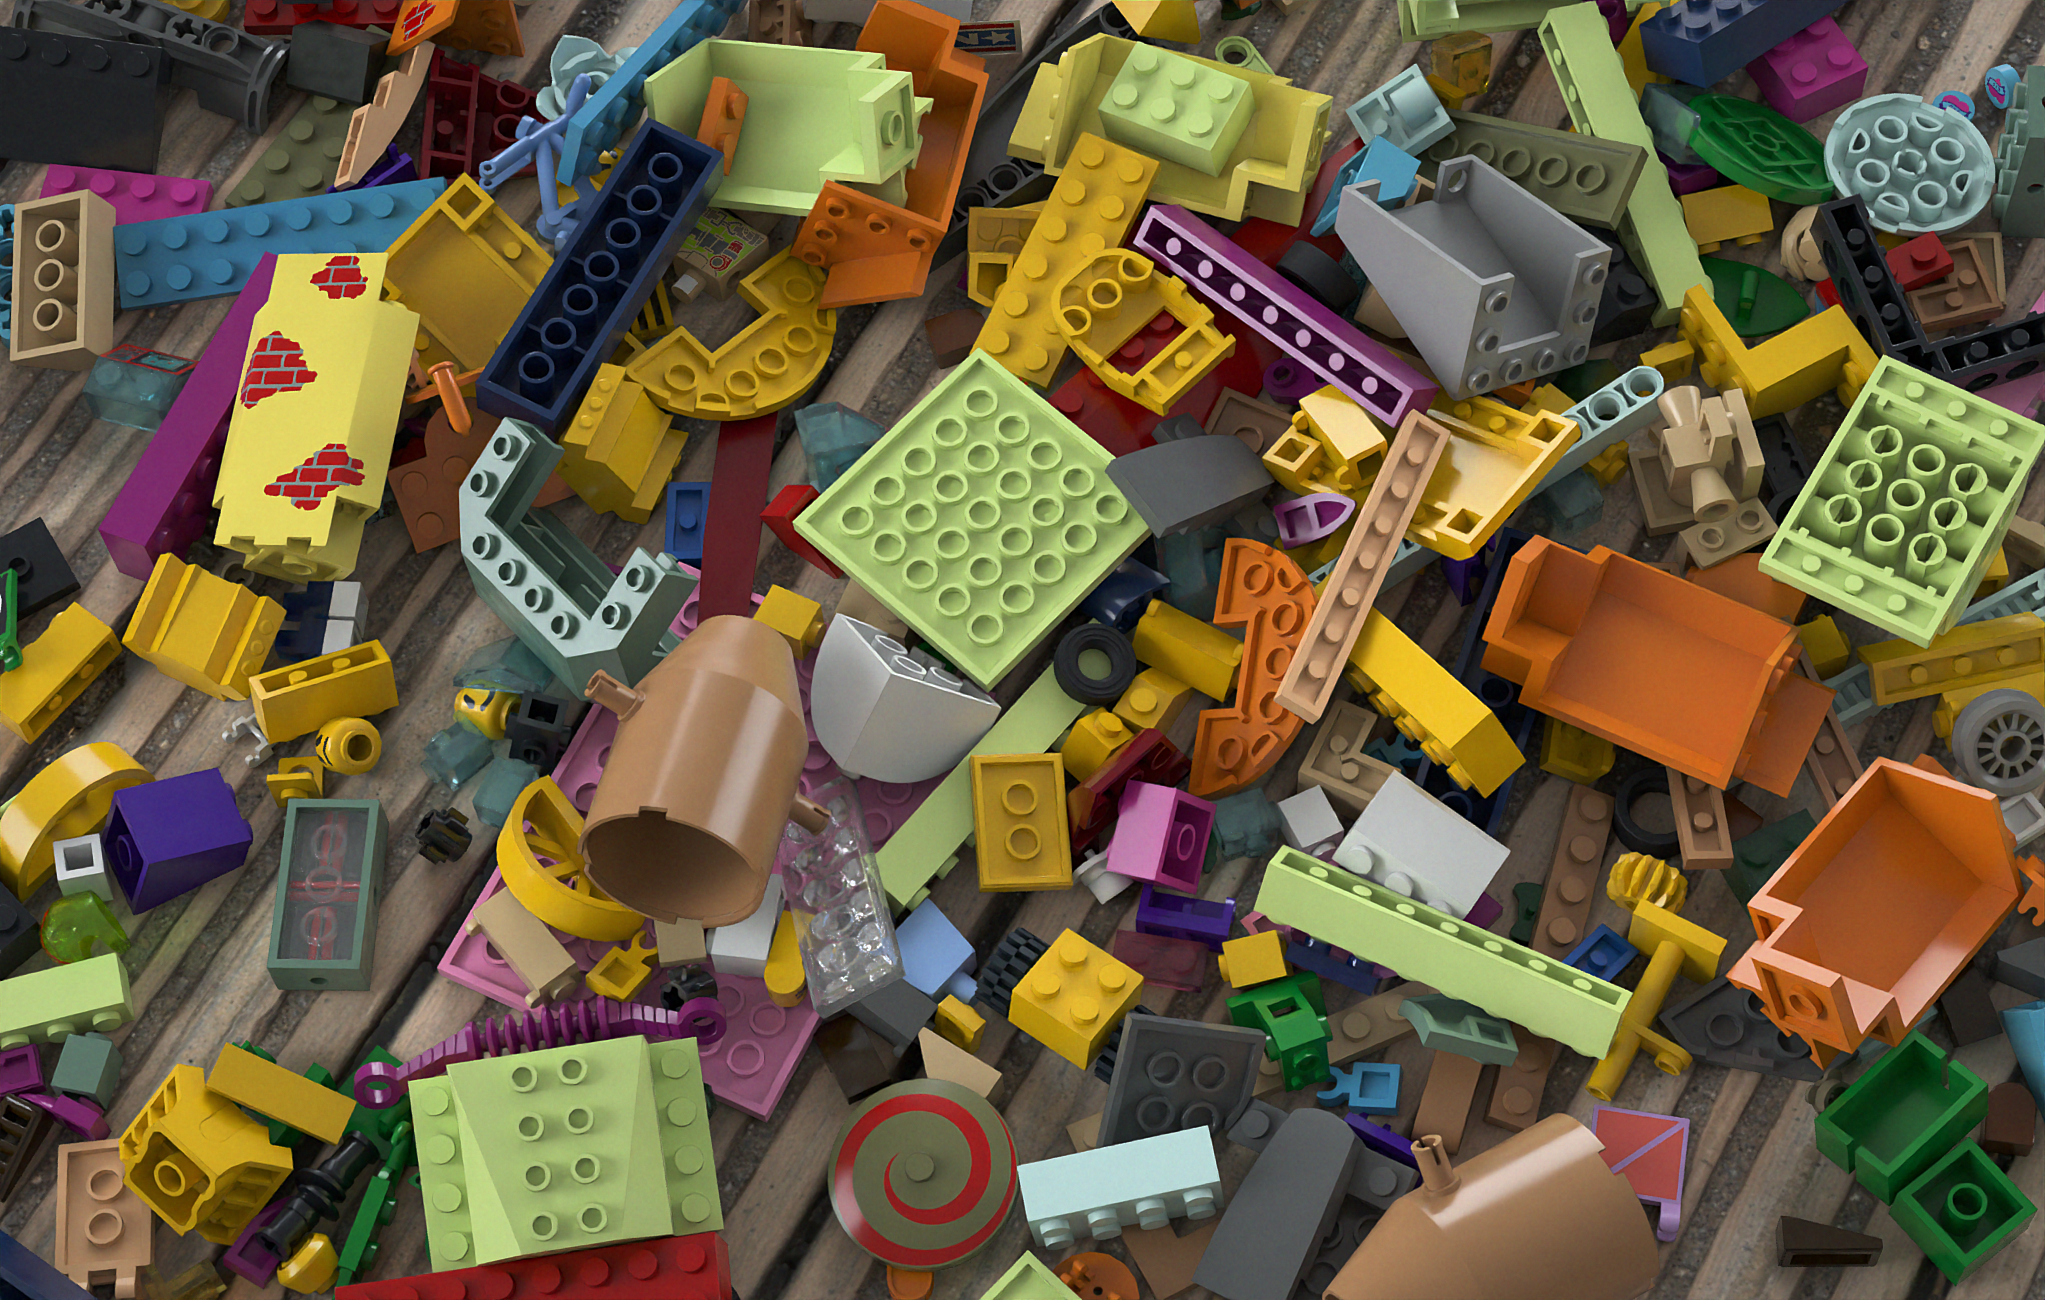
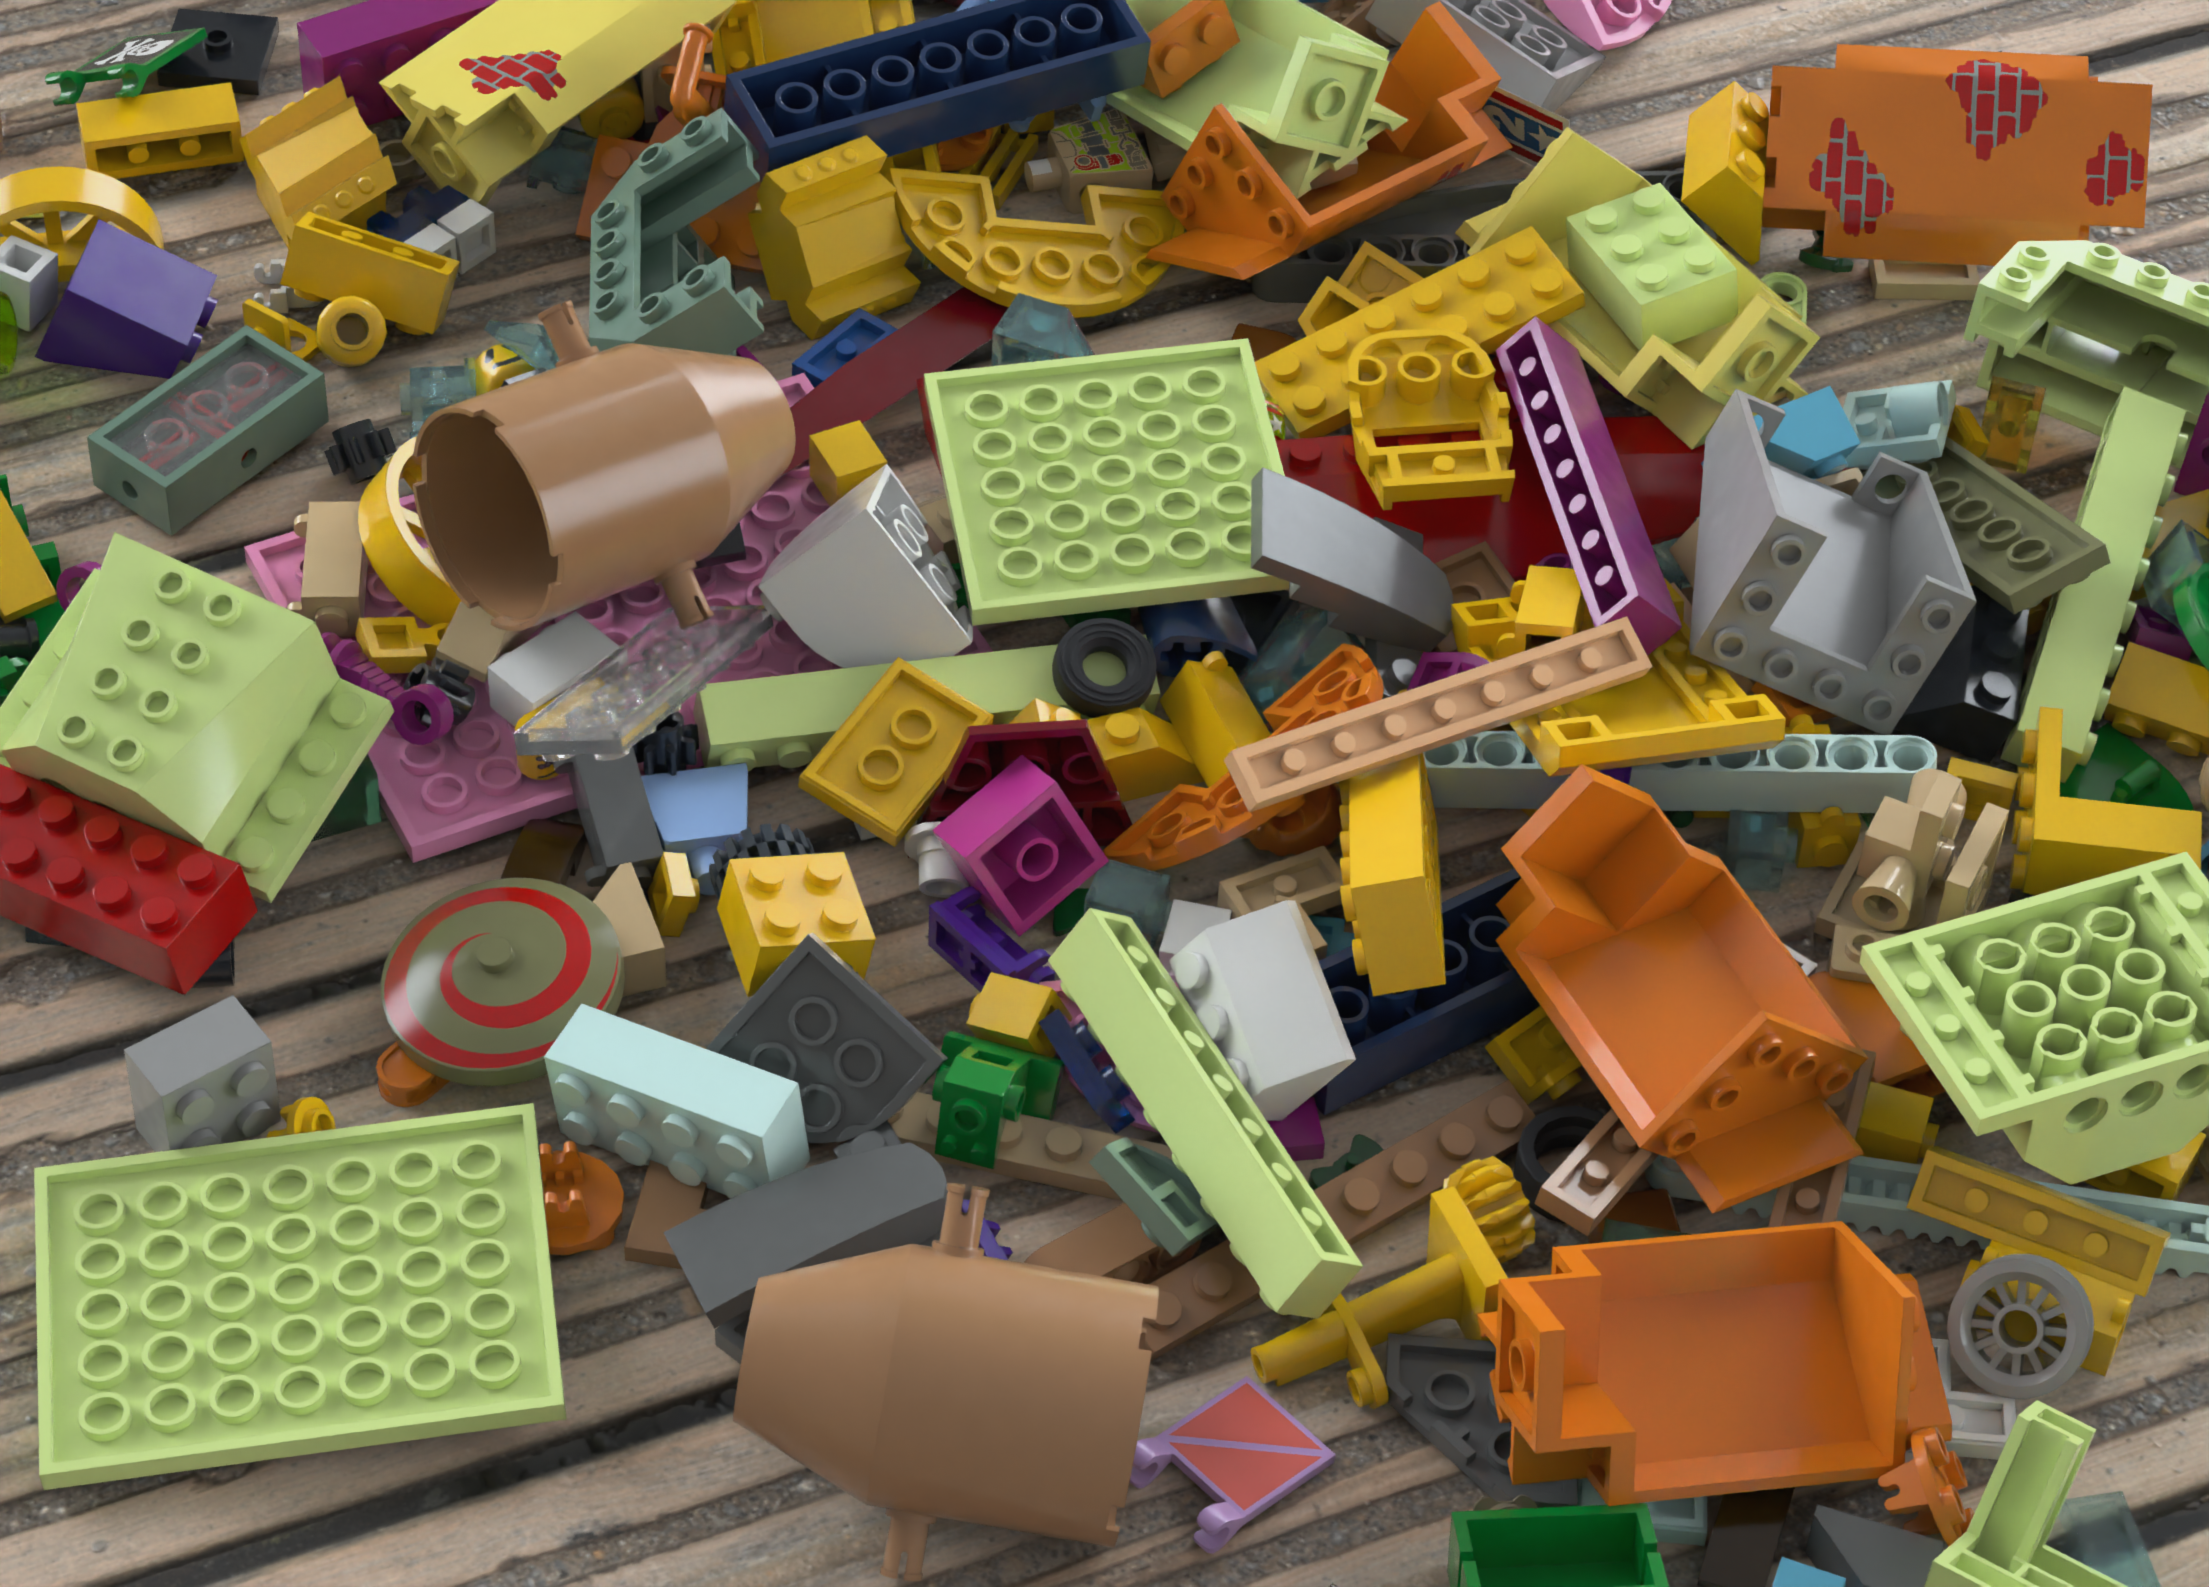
camera: 30 degrees right, 15 degrees down
(1163, 960) = (926, 972): clear pink plate -> none
(1318, 276) = (1661, 492): black tyre -> none
(1370, 1088) = (1022, 1207): dark azure plate -> none
(1603, 955) = (1382, 1243): blue plate -> none

